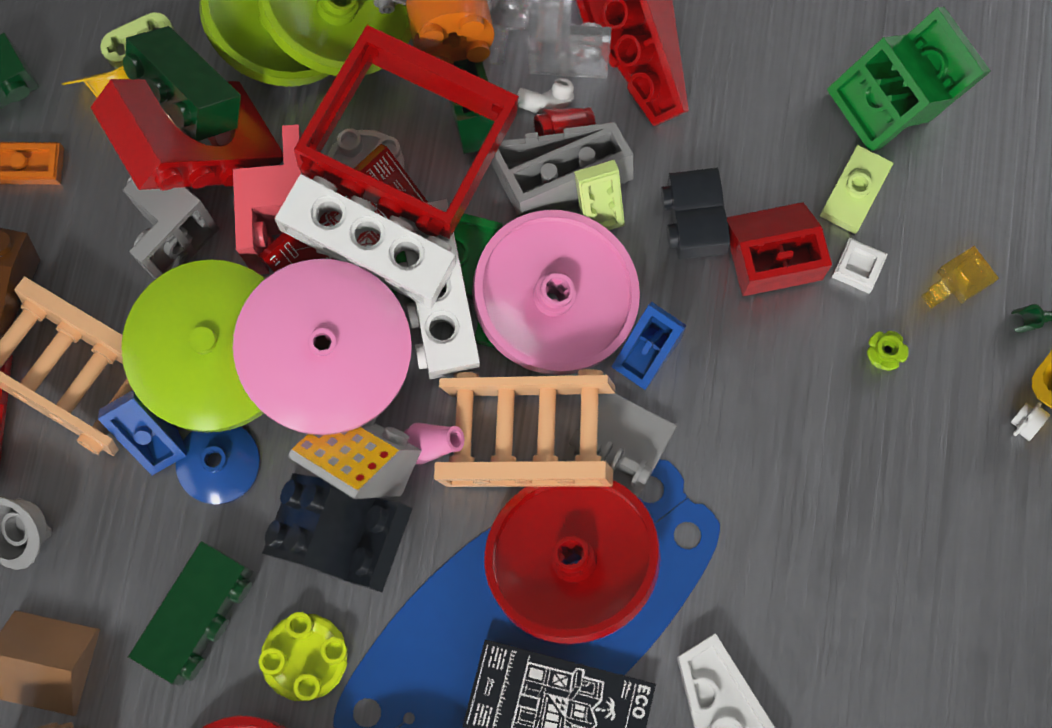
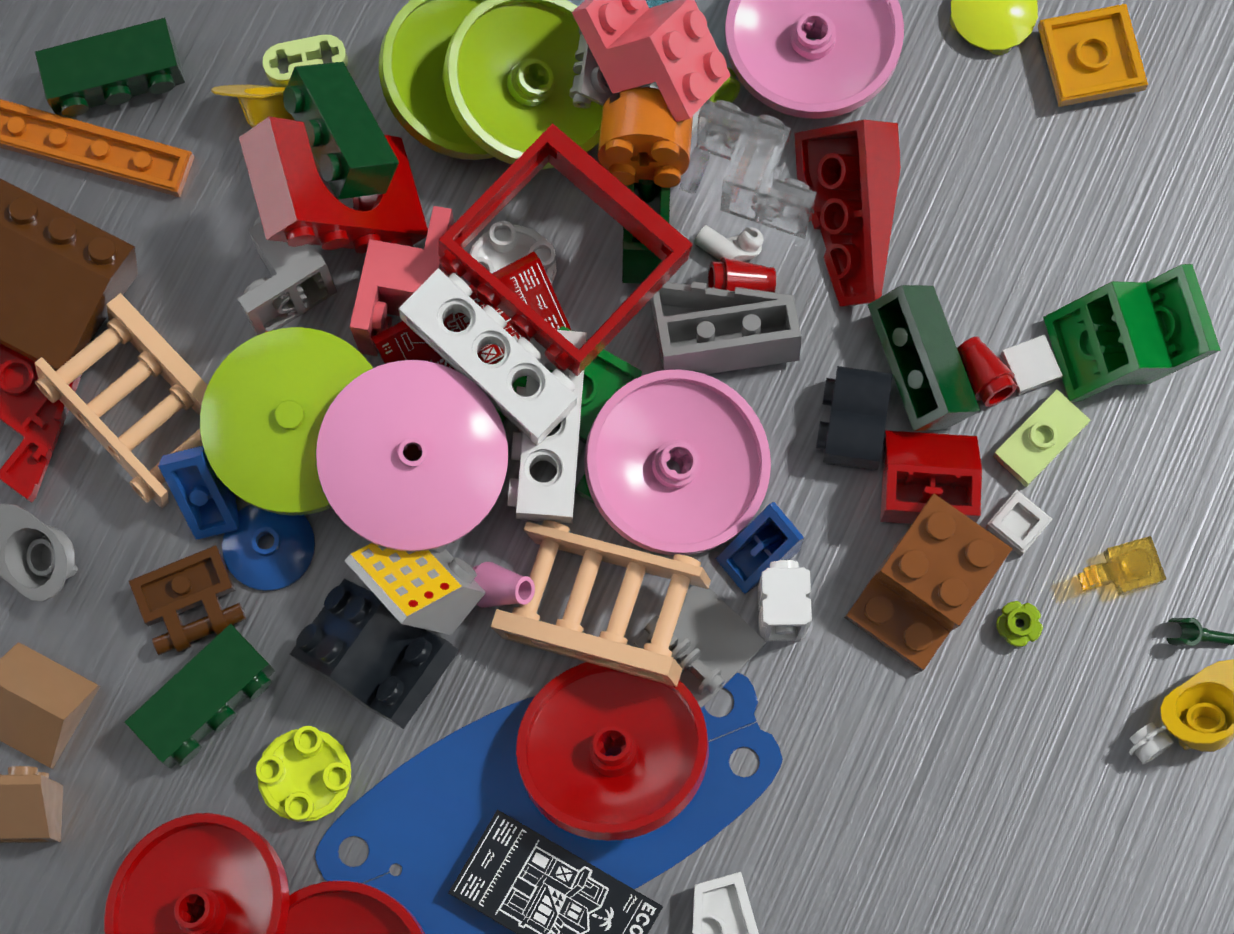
camera: 15 degrees right, 0 degrees up
(150, 520) = (181, 587): none -> reddish brown plate
(601, 194) = (755, 371): yellowish green plate -> none
(685, 386) = (784, 602): none -> white brick
(739, 147) = (923, 357): none -> dark green brick
(793, 146) = (986, 372): none -> red cone
(803, 335) = (928, 582): none -> dark orange bracket
(829, 131) = (1032, 364): none -> white tile

